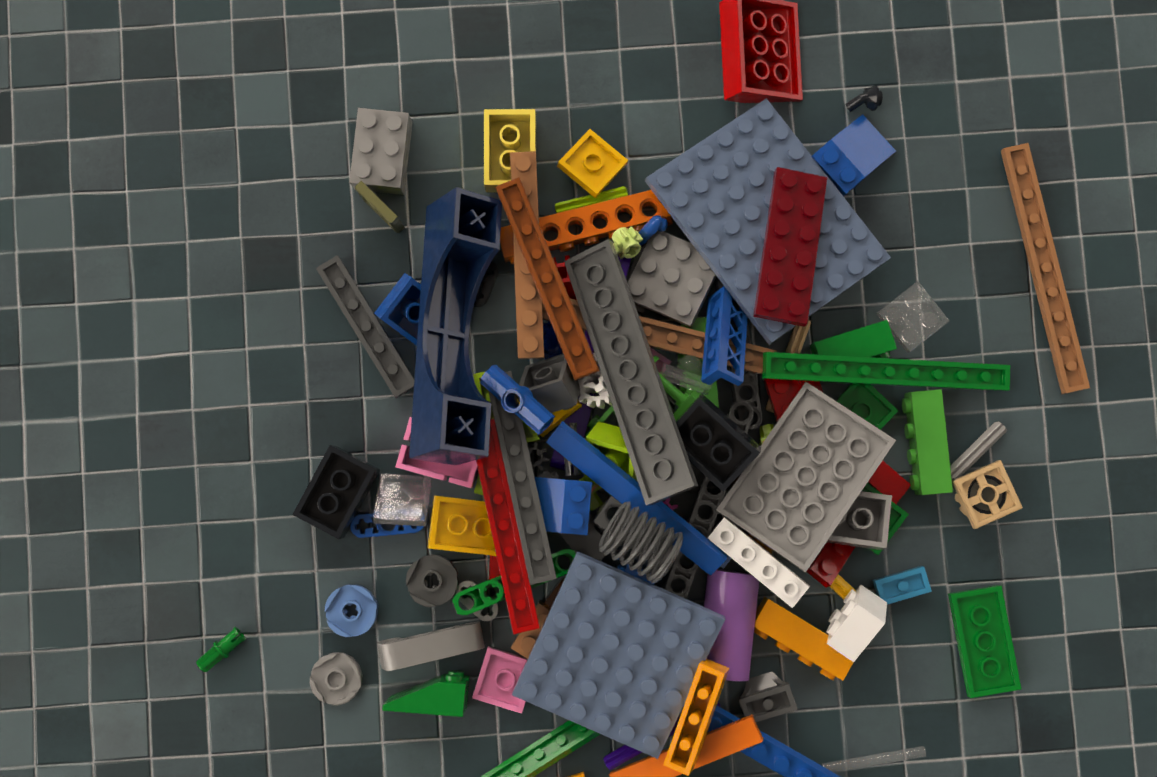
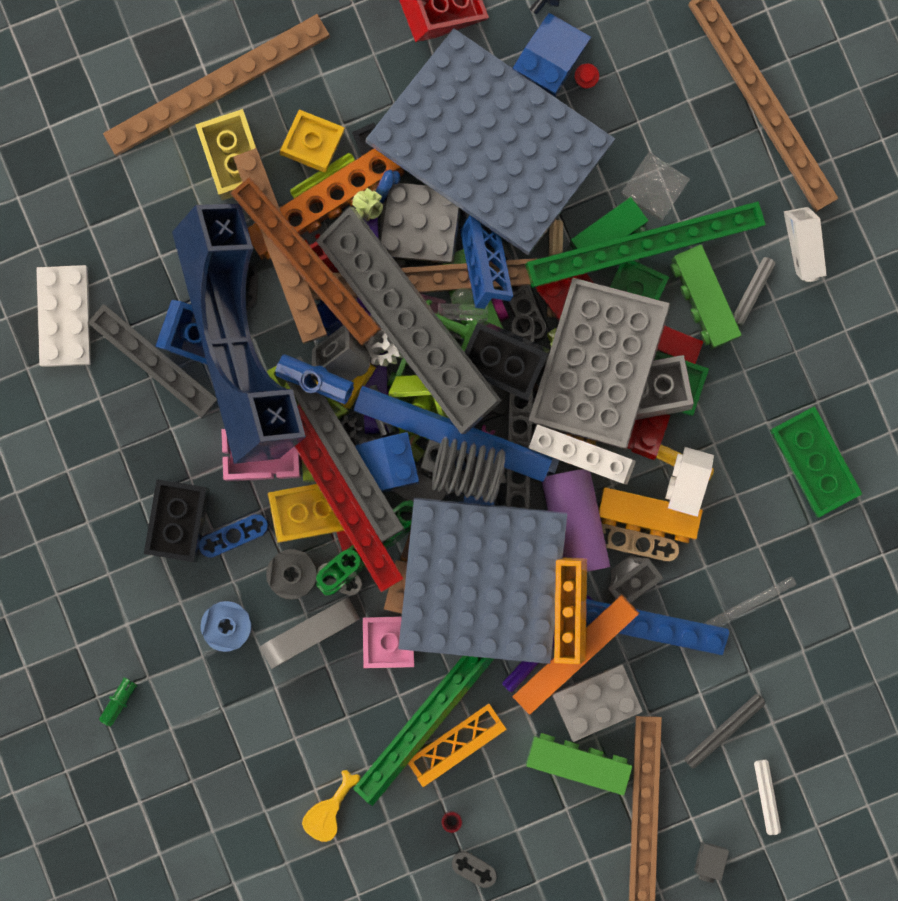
camera: 15 degrees left, 0 degrees up
(295, 254) = (63, 316): none -> white plate
(336, 678) = (232, 693): light grey tile -> none
(379, 207) = (128, 247): olive tile -> none
(381, 150) = (111, 194): light grey brick -> none
(402, 500) = (240, 508): clear plate -> none
(438, 696) = (333, 673): green slope -> none
(518, 79) = (216, 85): none -> medium nougat plate
(640, 175) = (360, 138): none -> black plate
(722, 388) = (500, 309): none -> dark pink tile
(775, 659) = (630, 543): none -> tan beam
(790, 247) = (518, 159): dark red plate -> none
(880, 187) = (586, 76): none -> red plate
(902, 585) = (724, 435): dark azure plate -> none
(986, 494) = (771, 328): tan piece -> none
(1044, 421) = (806, 243): none -> white slope

